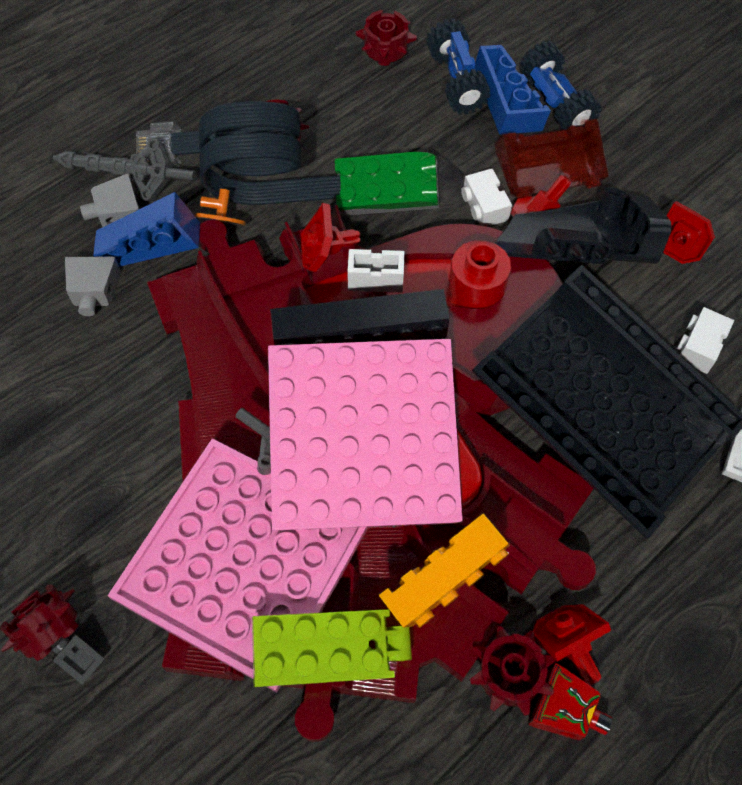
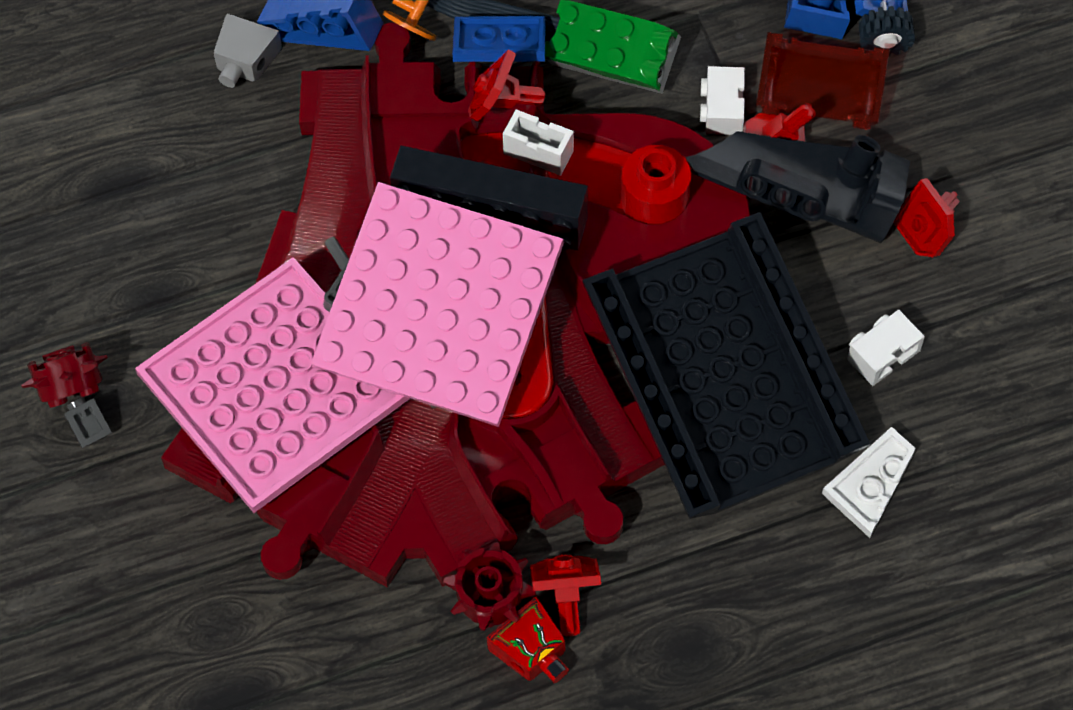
camera: 25 degrees right, 0 degrees up
(298, 204) = (491, 36): none -> blue tile
(326, 647) = (317, 490): lime hinge -> none
(446, 572) = (459, 466): light orange wedge -> none

